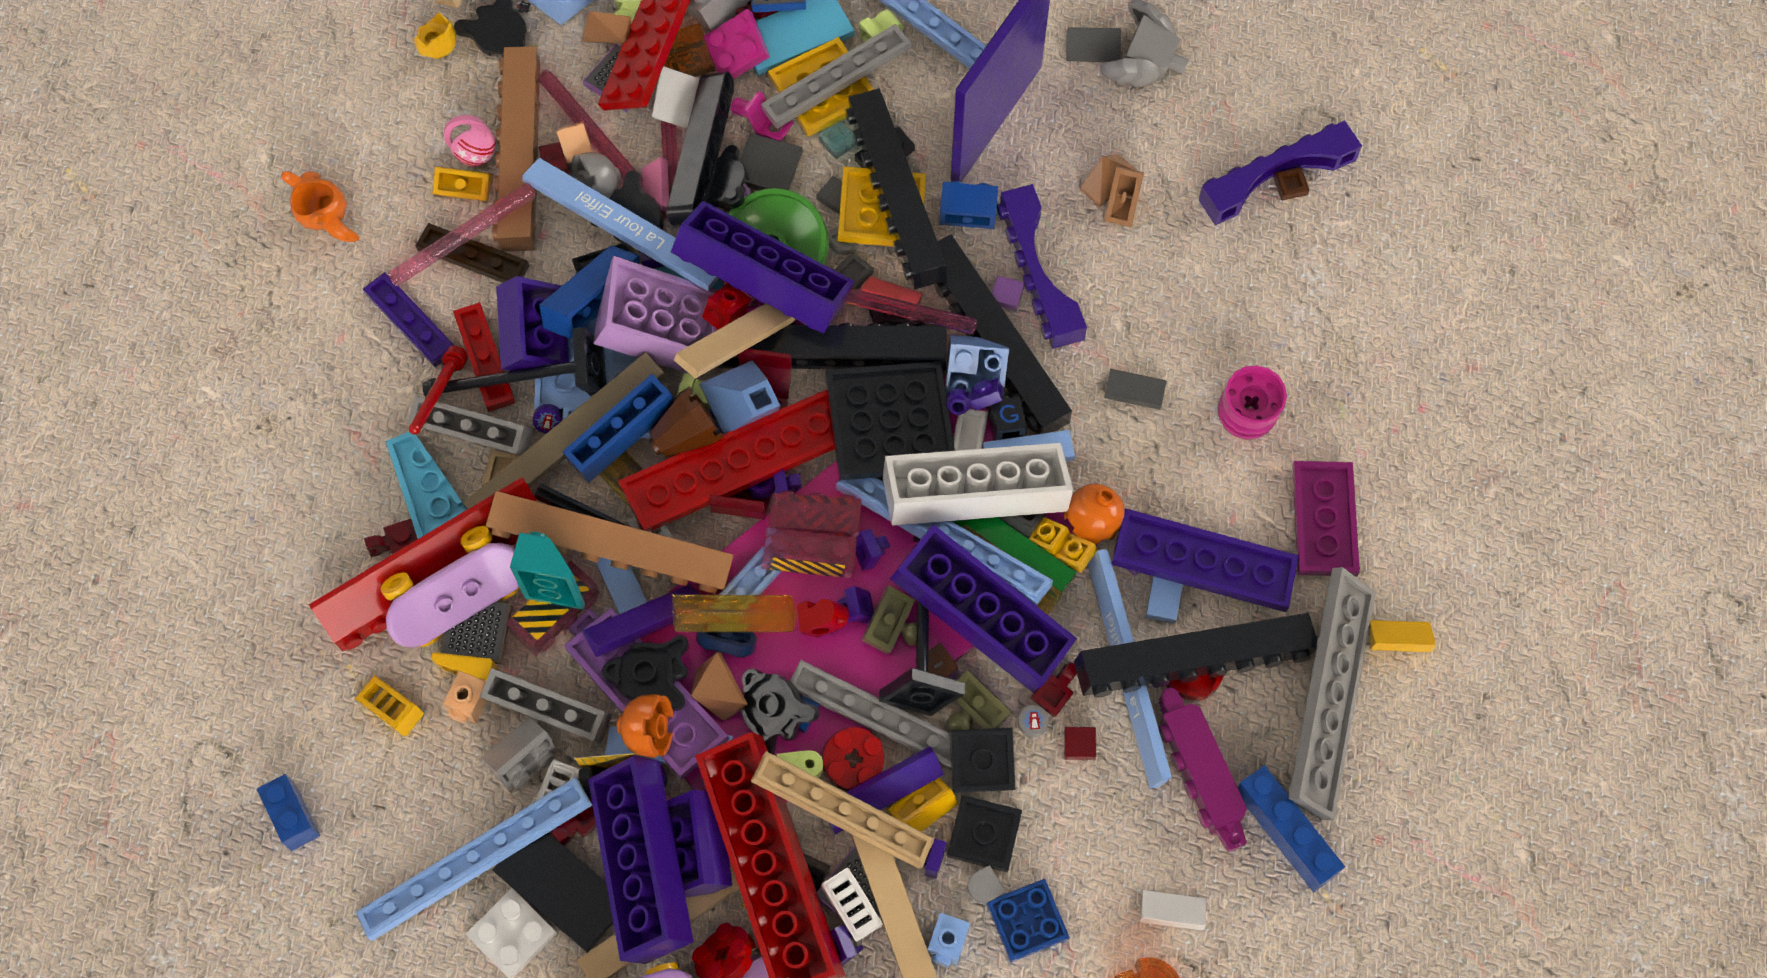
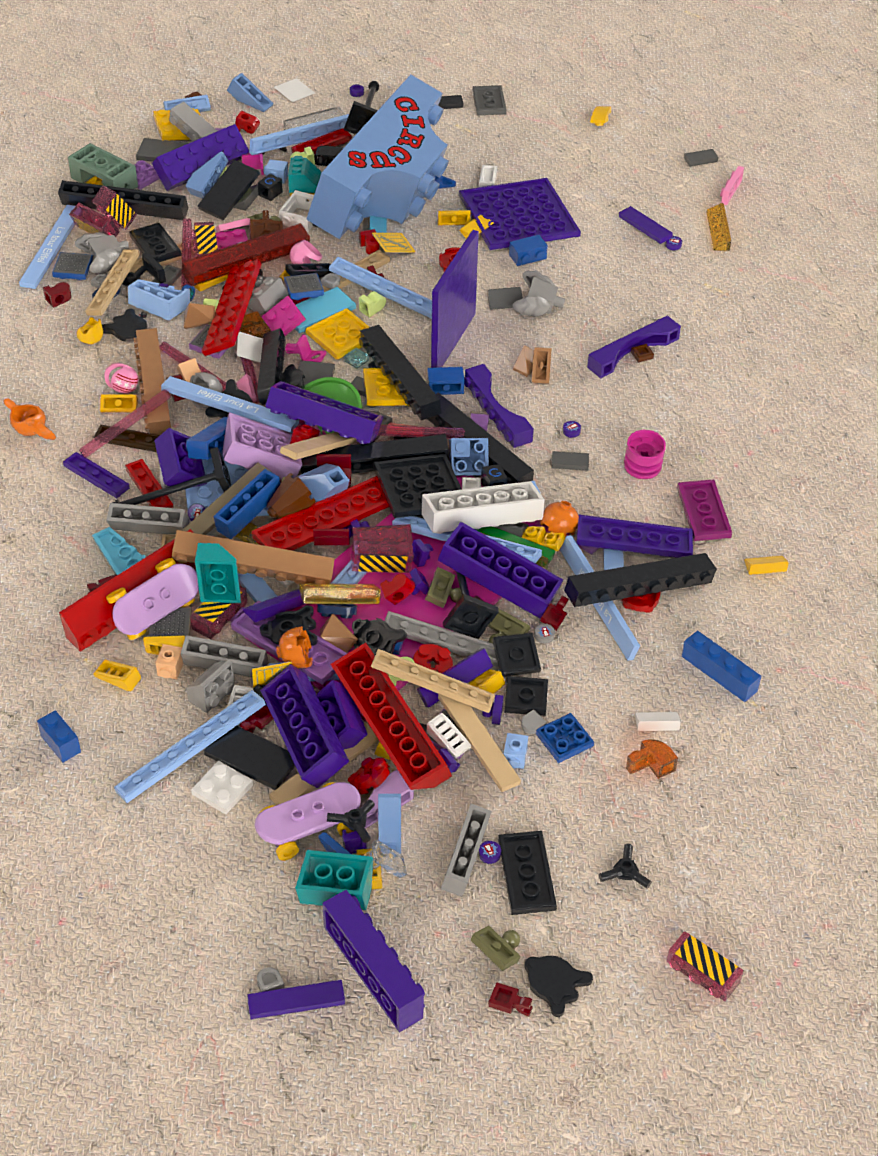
camera: 10 degrees left, 20 degrees down
(453, 360) = (129, 490): red piece -> none
(836, 76) = (349, 324): light grey plate -> none
(982, 395) = (476, 464): dark purple plate -> none
(1080, 743) = (577, 641): dark red tile -> none
(1149, 325) = (571, 429): none -> dark purple tile
(1203, 768) = (659, 642): magenta hinge -> none
(1332, 695) = (731, 593): light grey plate -> none

